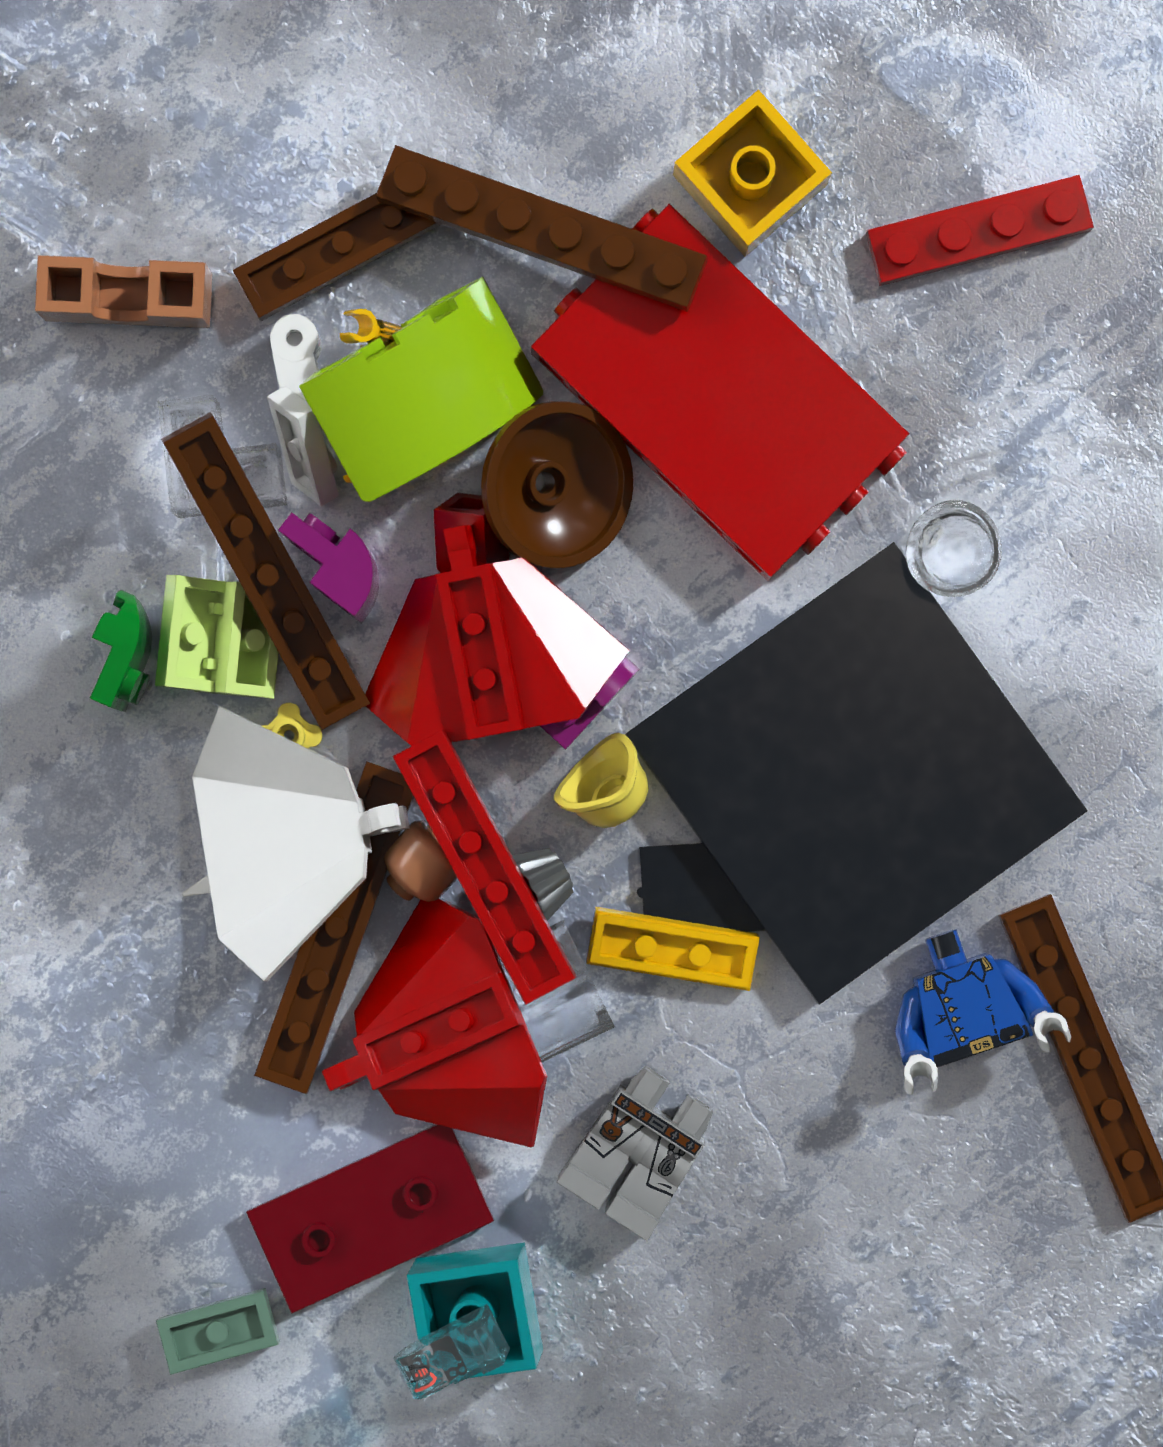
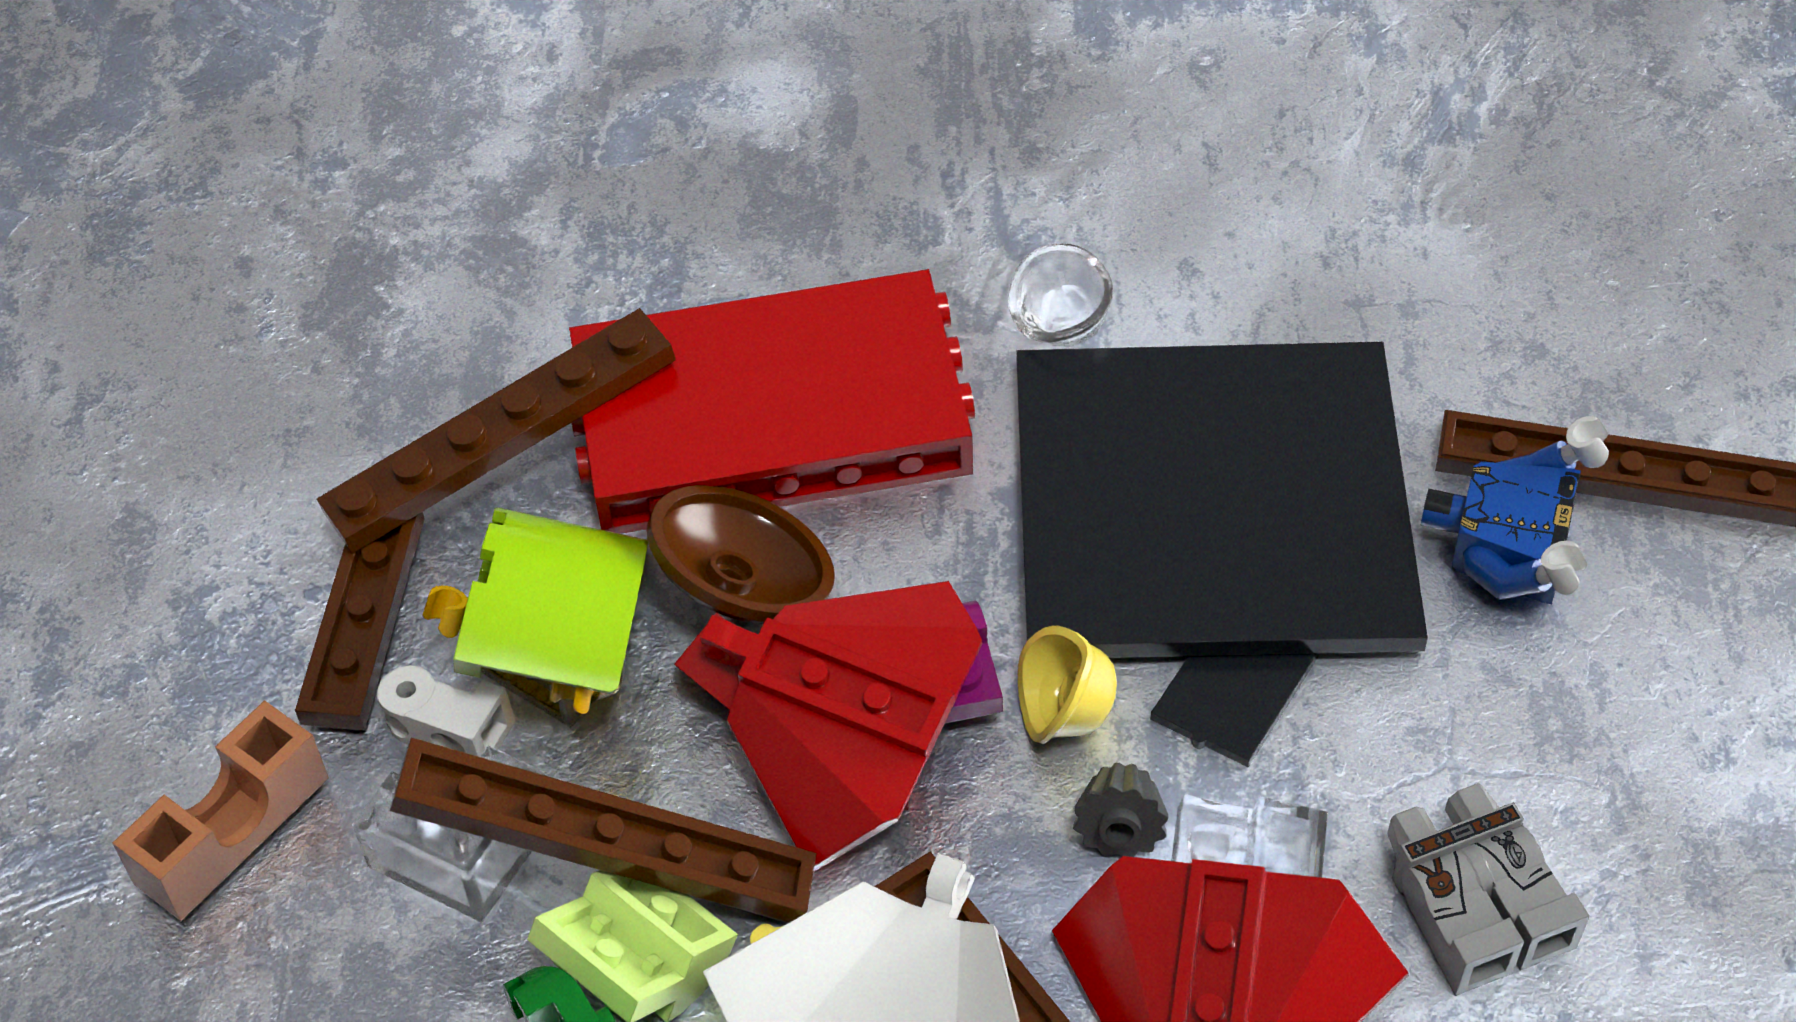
camera: 50 degrees left, 35 degrees down
(303, 446) = (499, 716): white plate -> none
(346, 571) = (660, 763): magenta brick -> none
(418, 864) = (1021, 896): nougat head -> none
(484, 866) = (1068, 815): red plate -> none
(672, 948) = (1279, 736): yellow tile -> none
(751, 173) = (598, 259): yellow brick -> none
(979, 230) = (795, 163): red plate -> none

